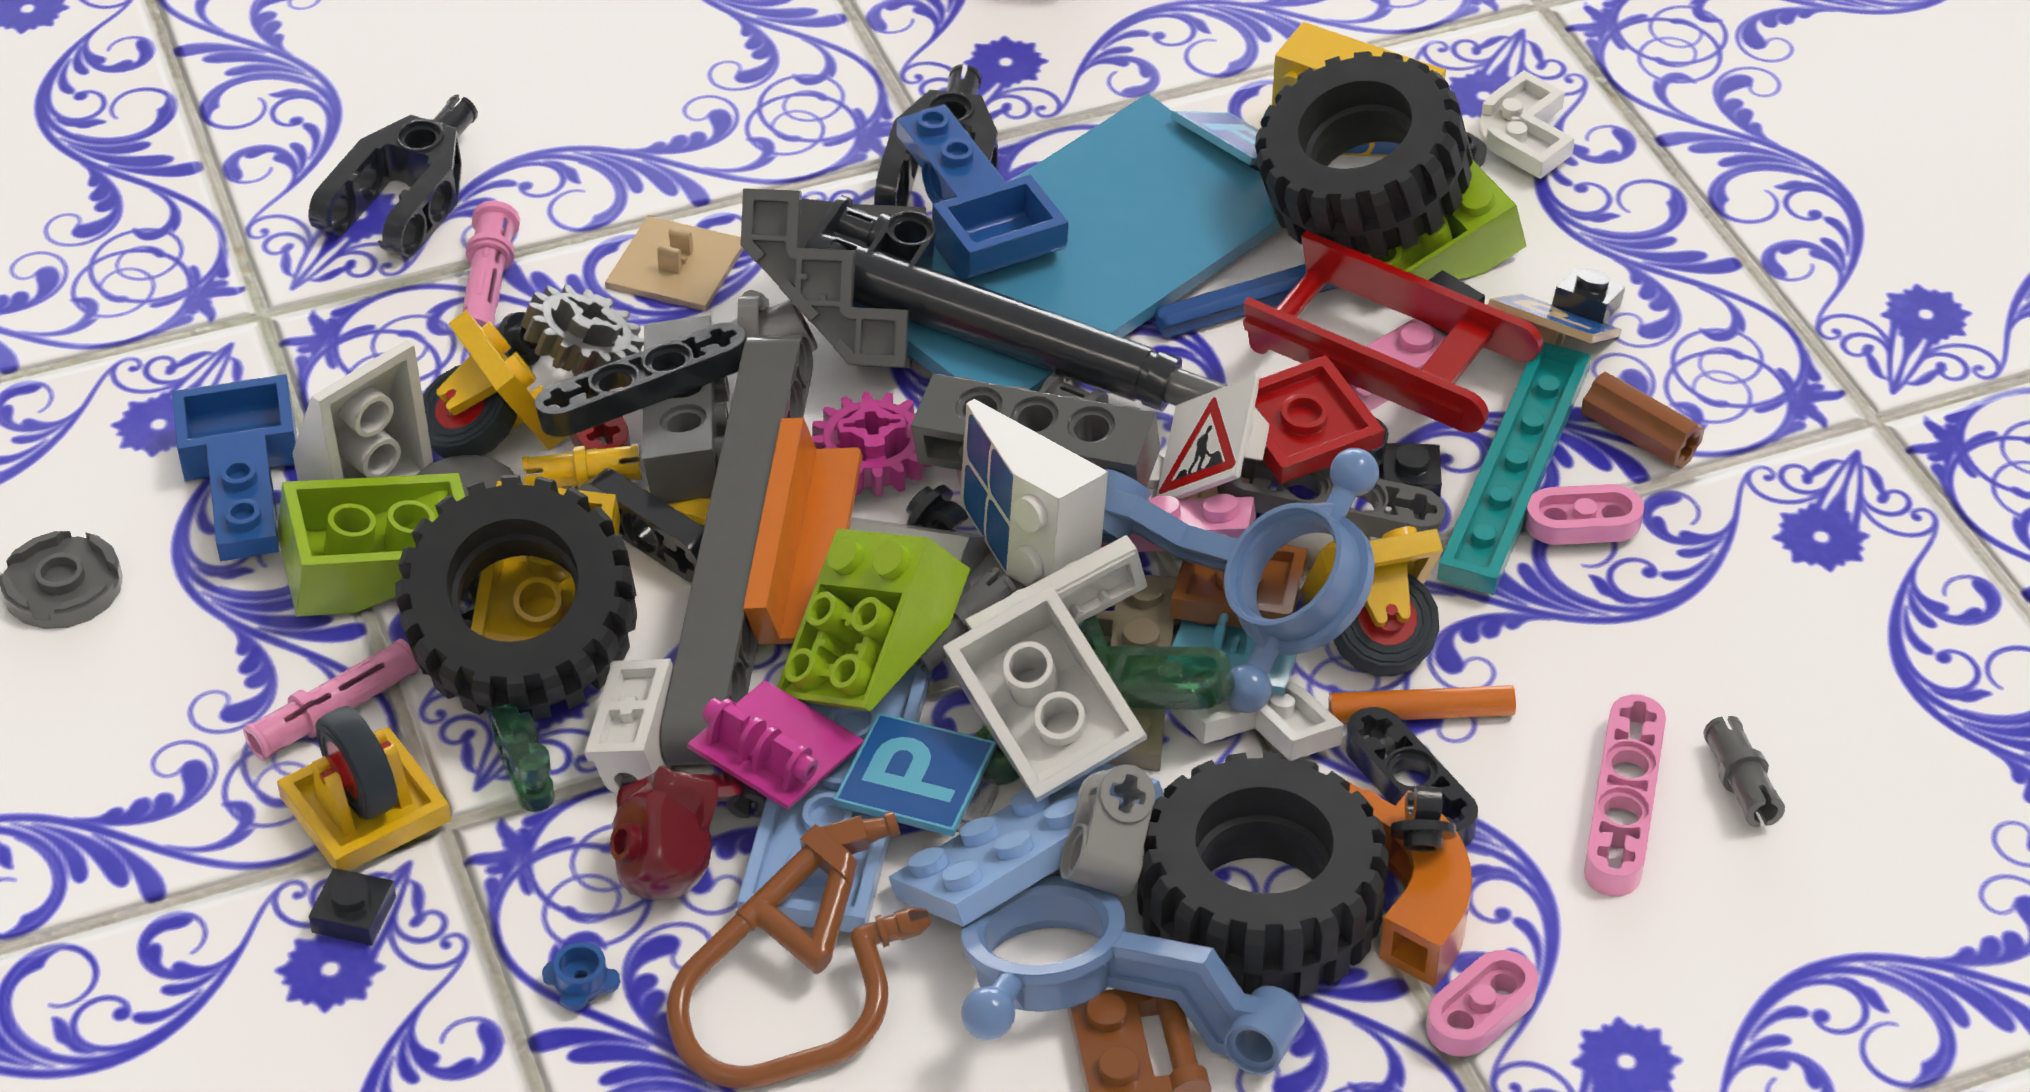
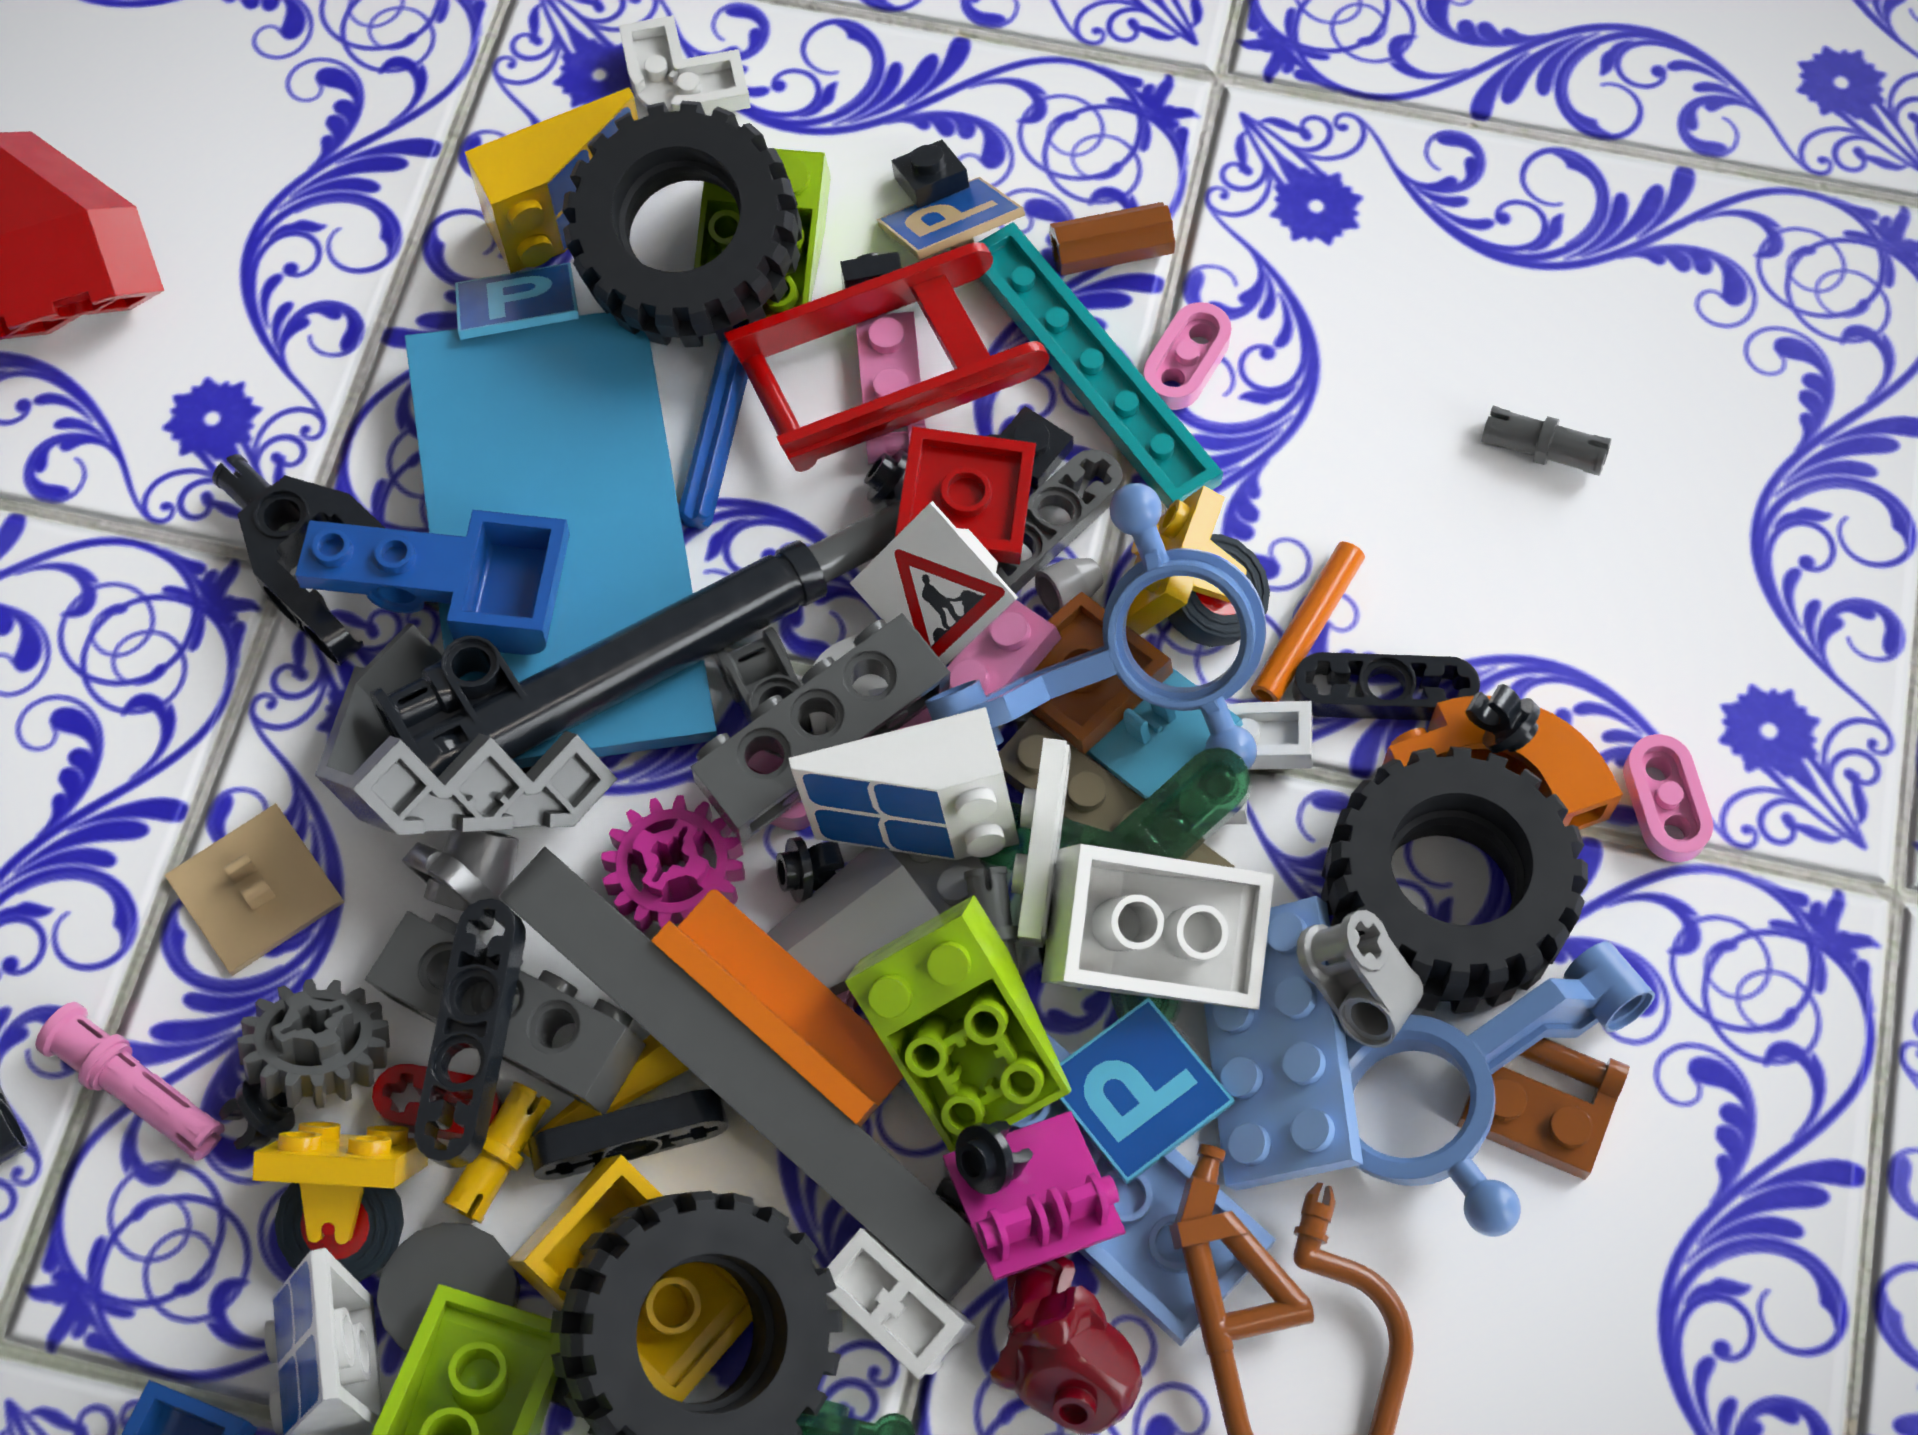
camera: 55 degrees left, 20 degrees up
(780, 692) = (986, 1157): none -> black plate
(1625, 793) = (1516, 533): bright pink beam -> none

